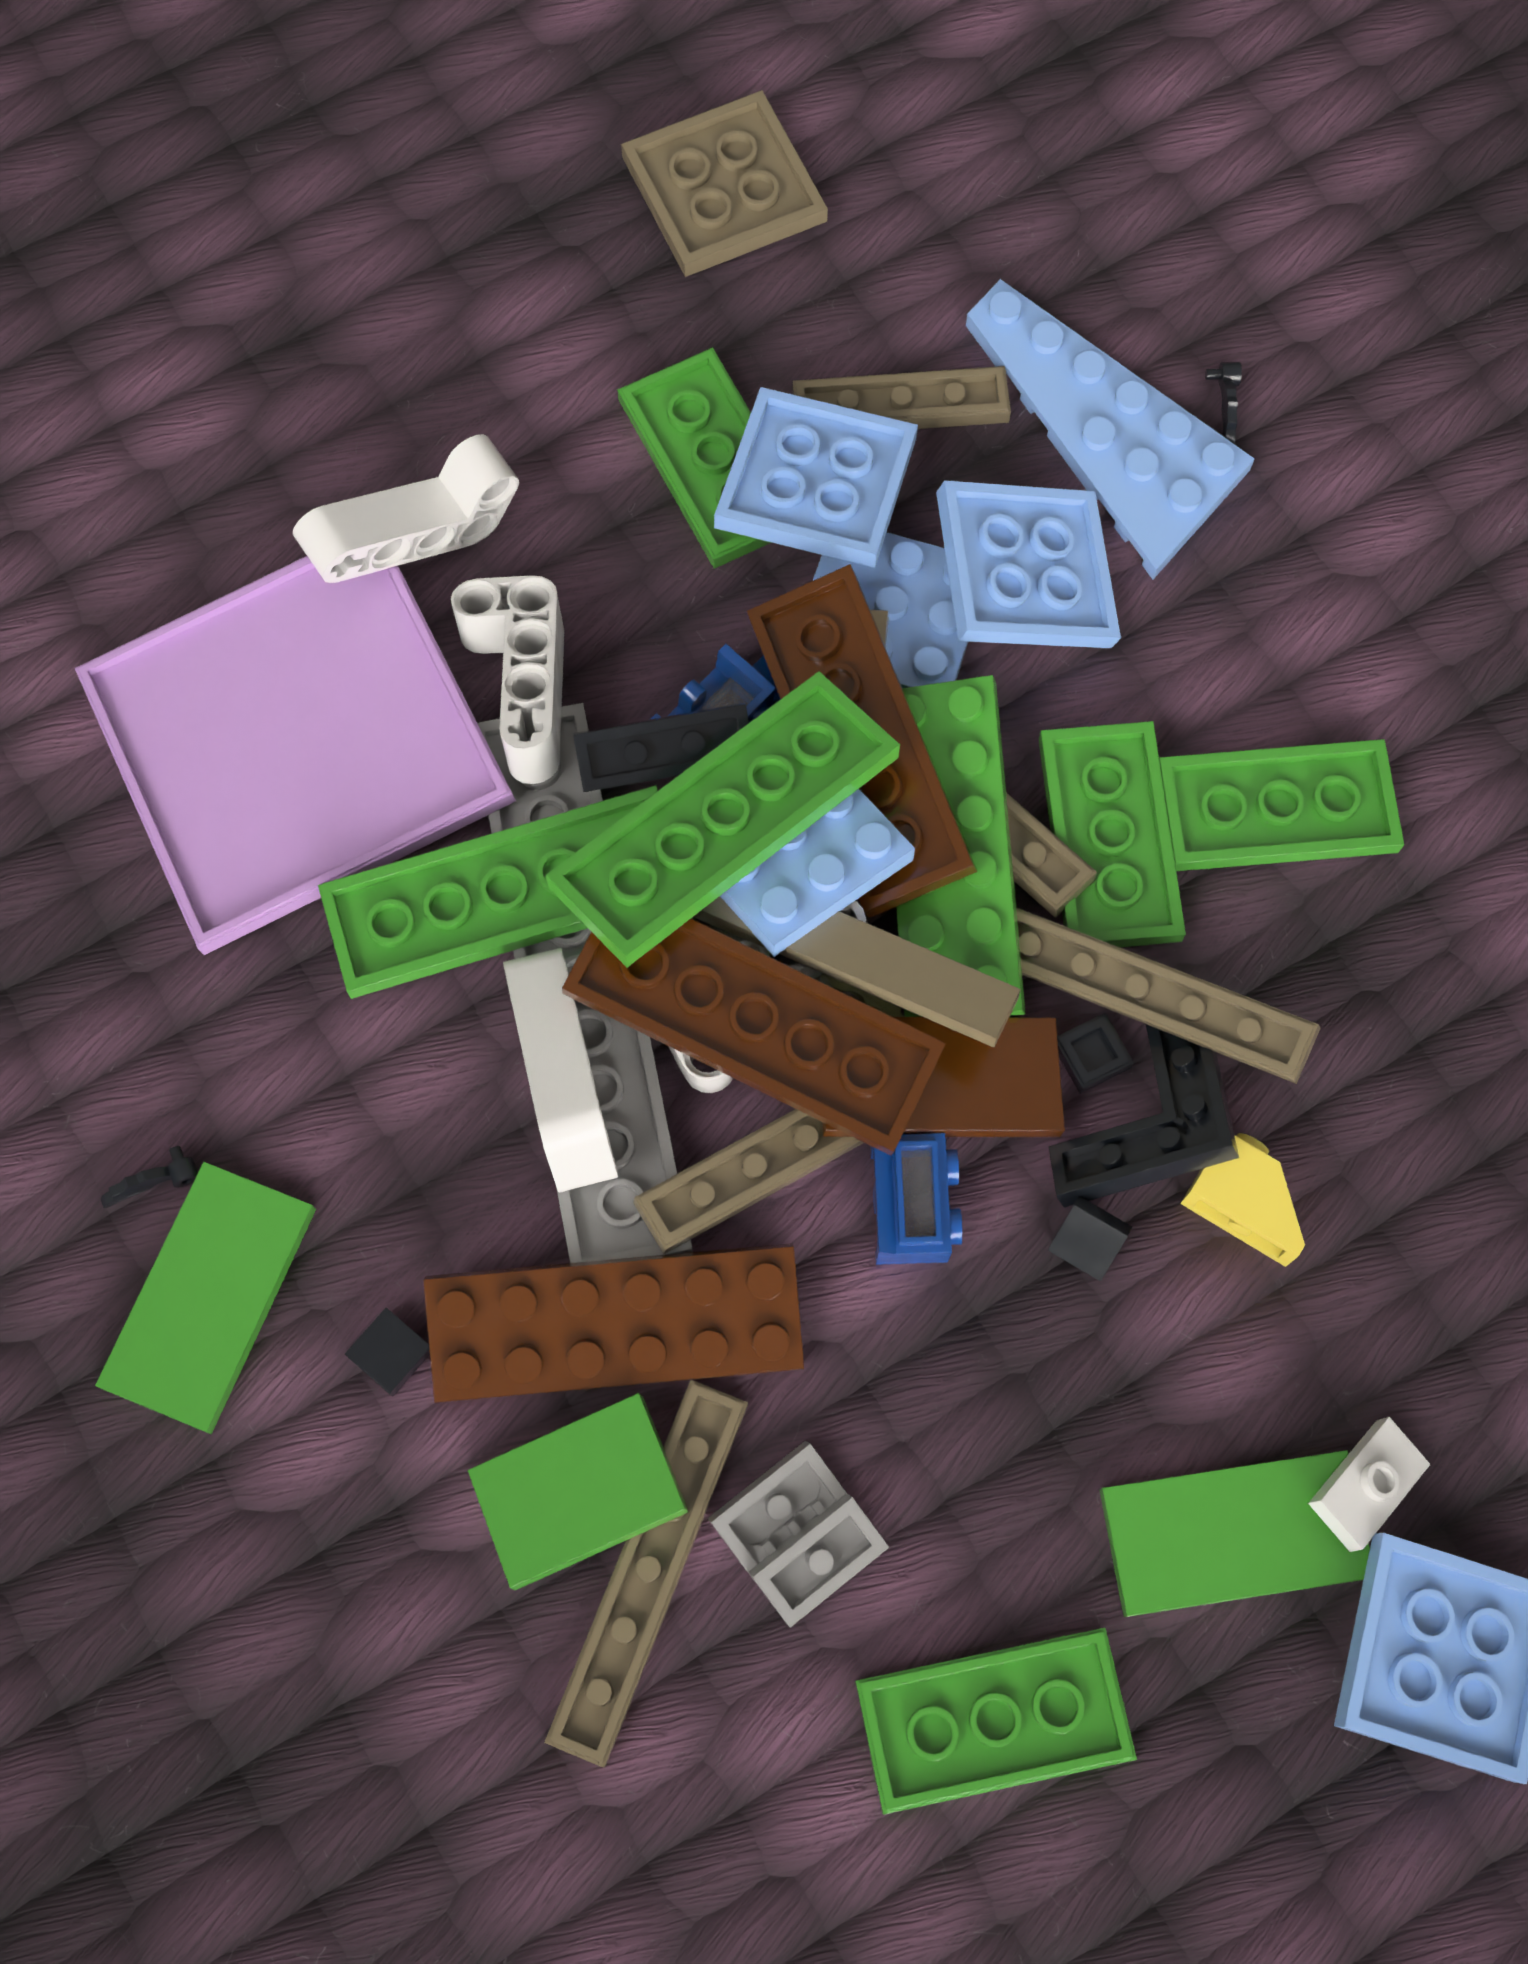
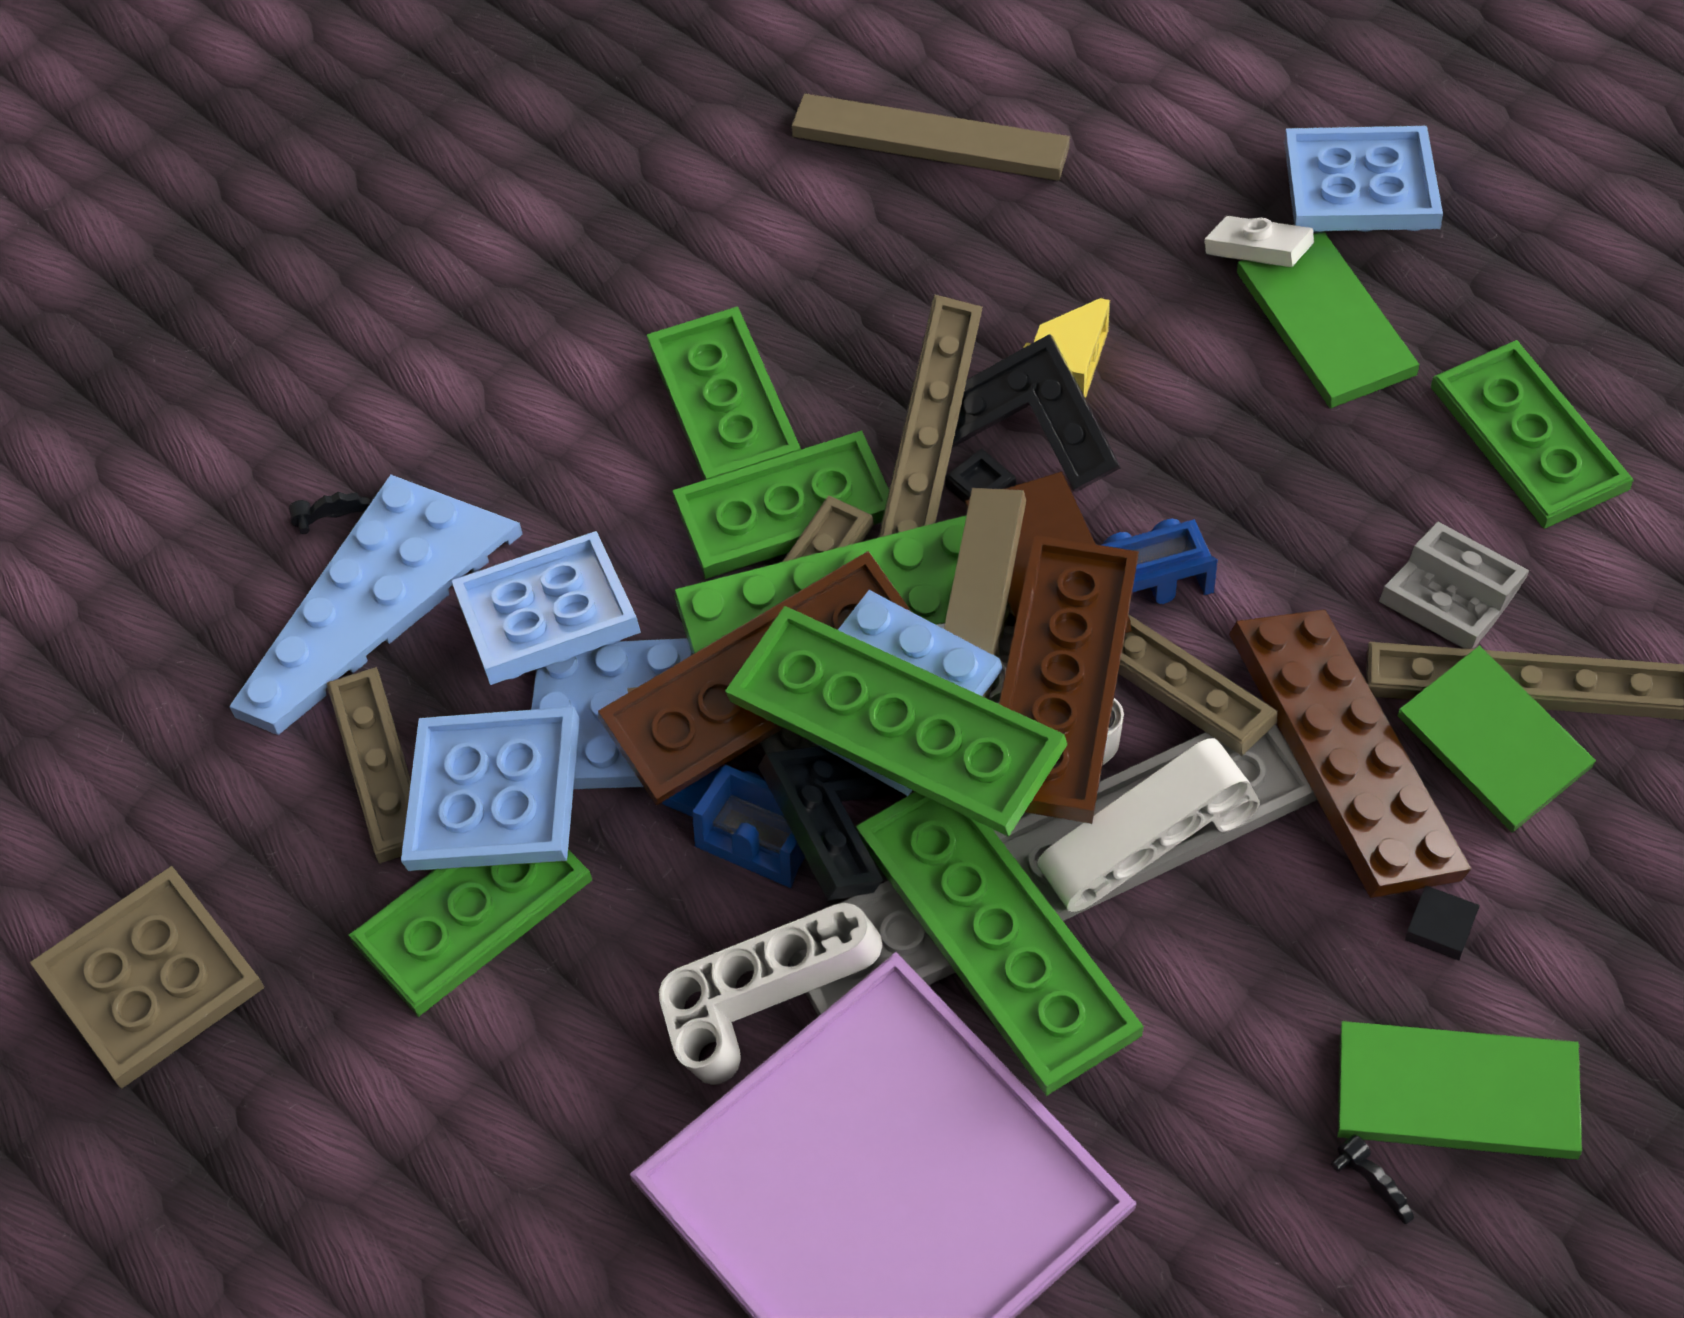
camera: 100 degrees left, 15 degrees down
(412, 519) = (623, 1123): white beam -> none
(1090, 1238) = (1141, 443): black tile -> none

